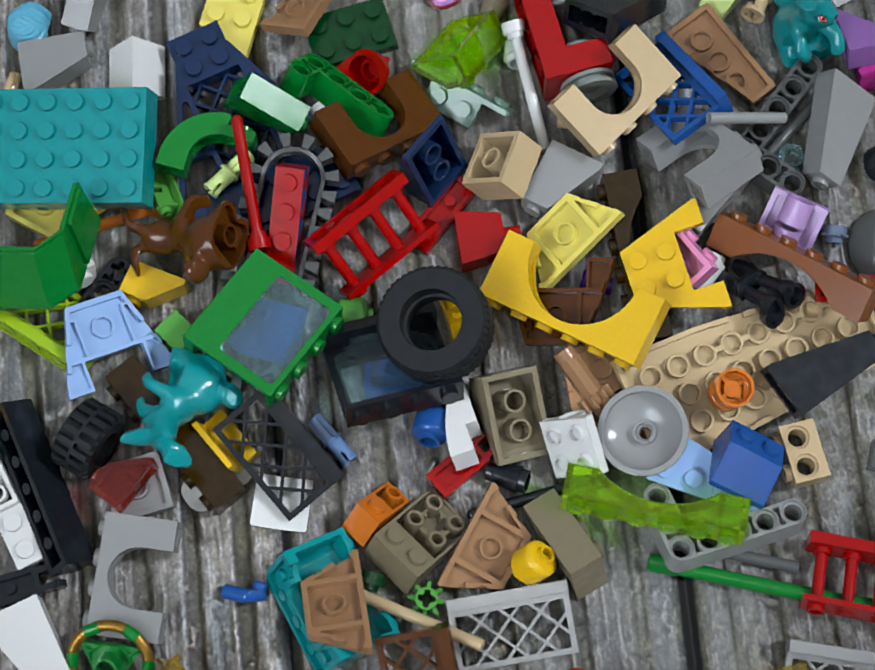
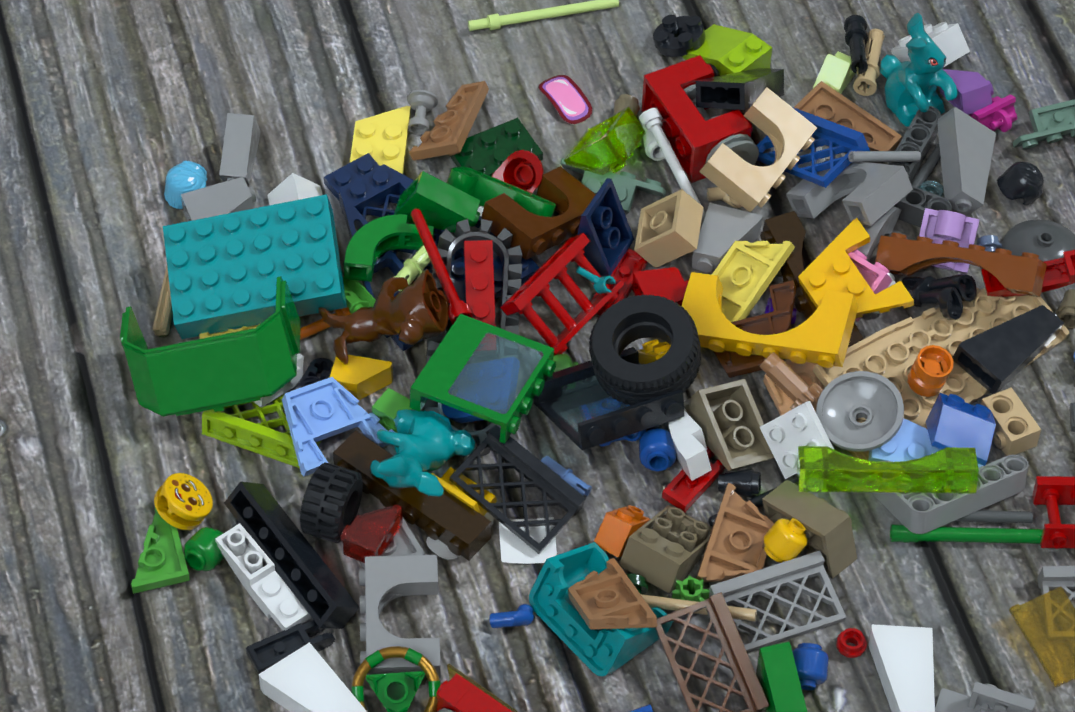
camera: 15 degrees left, 20 degrees down
(412, 223) = (599, 282): none -> teal hand

